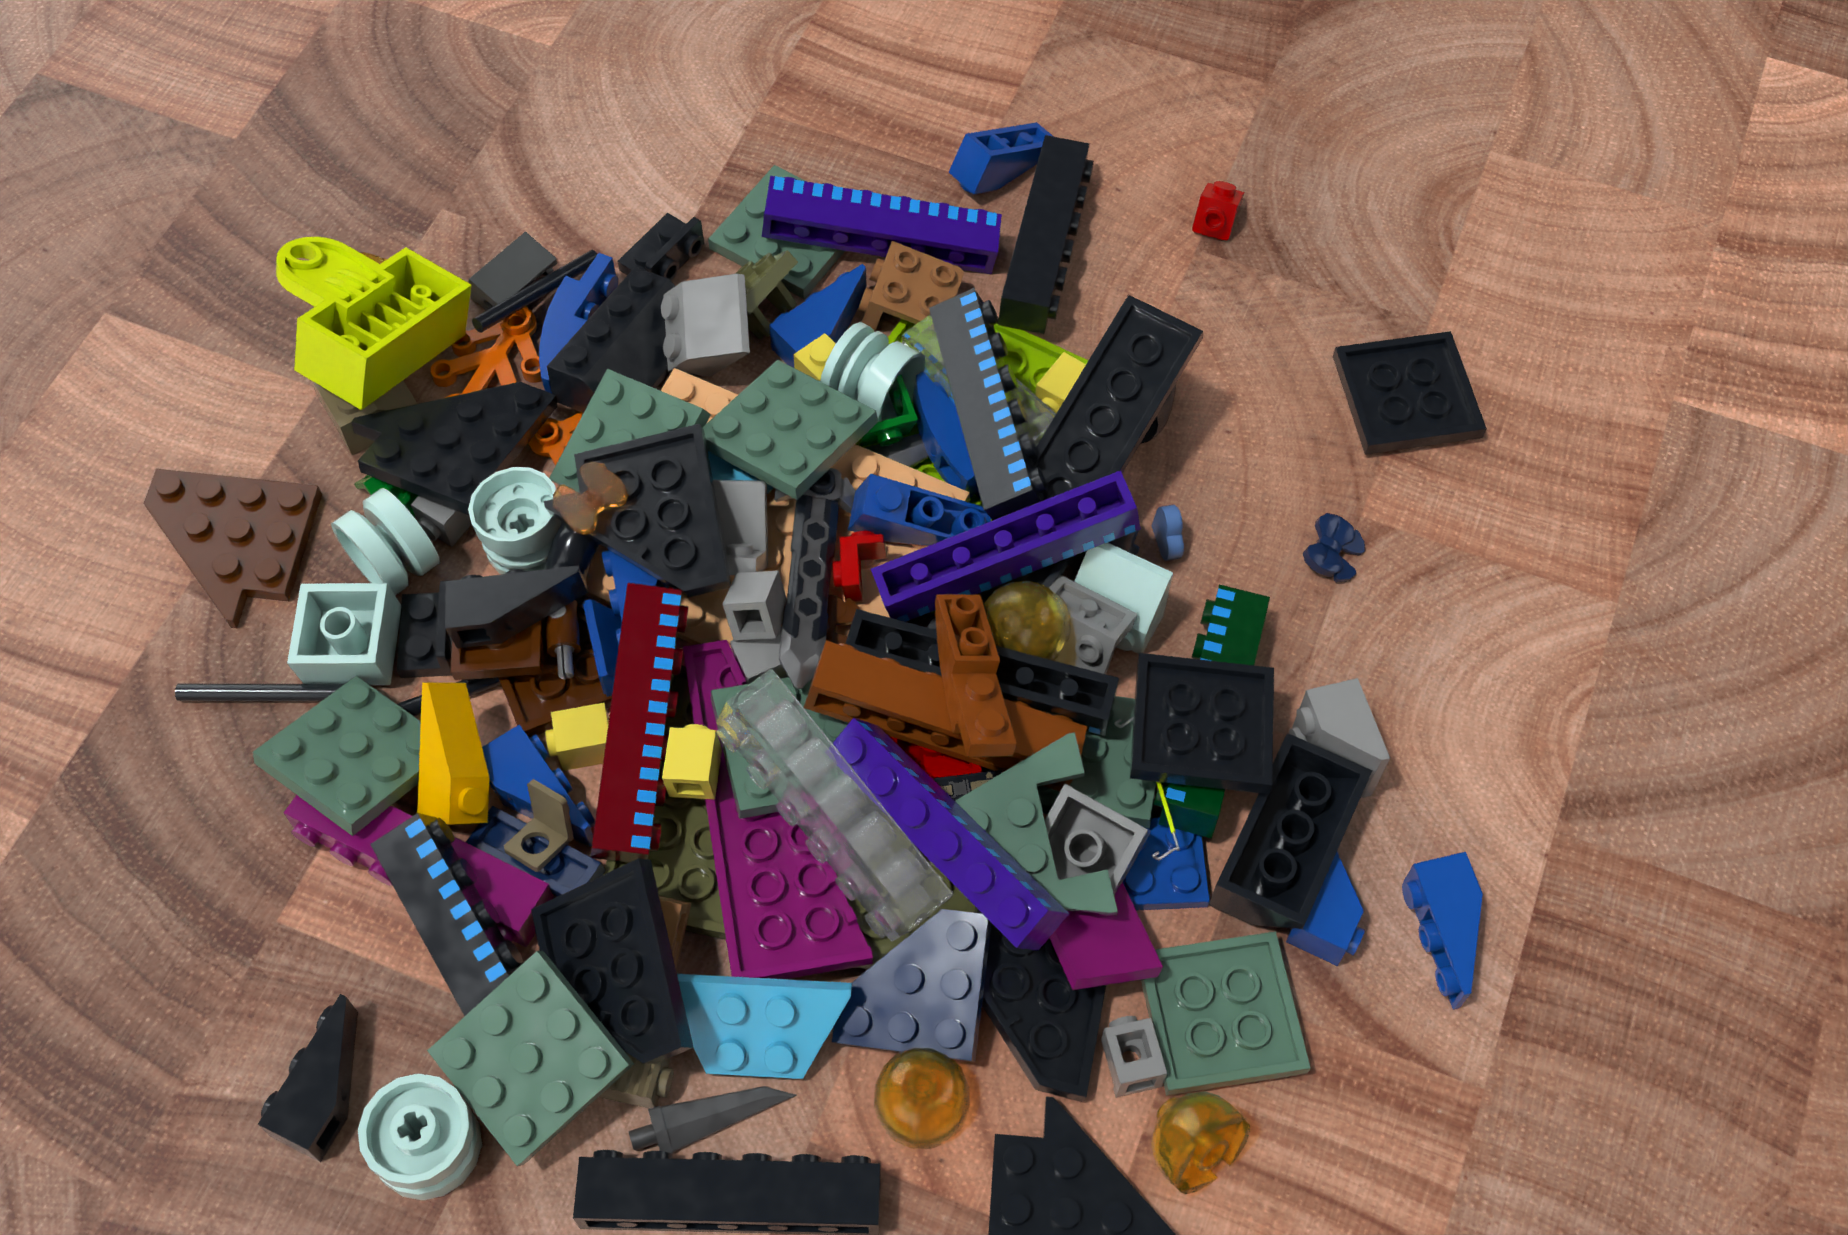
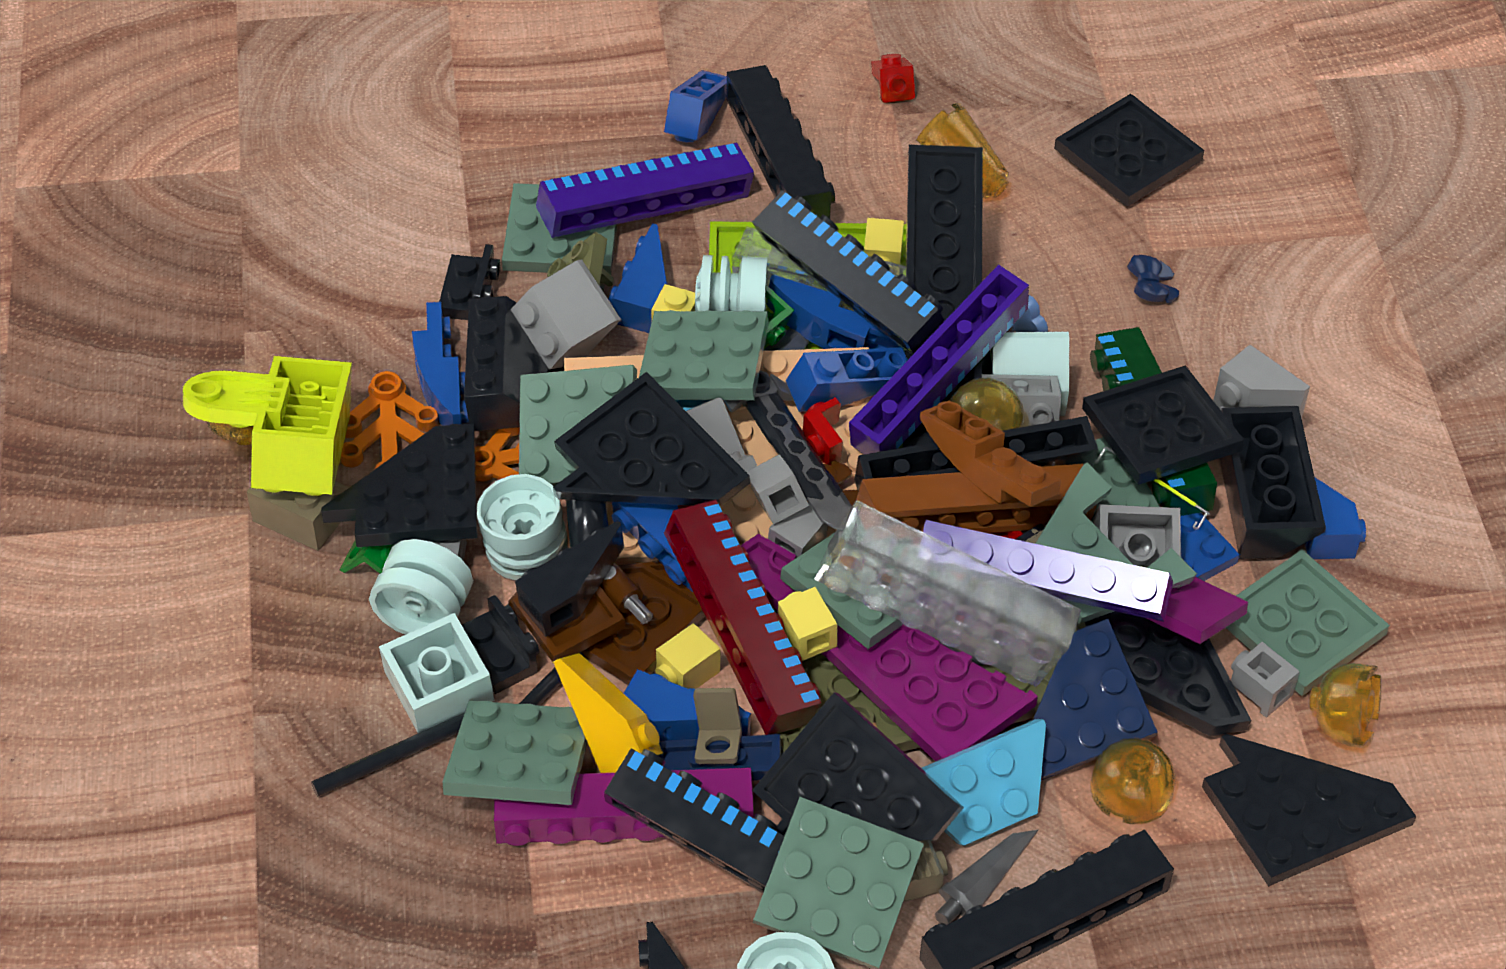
camera: 30 degrees left, 10 degrees down
(235, 533) = (264, 651): reddish brown wing -> none
(511, 271) = (361, 346): dark grey hinge -> none
(533, 292) = (390, 355): black bar -> none
(602, 631) = (663, 587): blue slope -> none
(603, 491) = (594, 477): clear orange piece -> none
(908, 285) = (698, 224): medium nougat bracket -> none
(1226, 315) = (961, 130): none -> clear yellow cone
(1449, 912) = (1411, 485): blue slope -> none

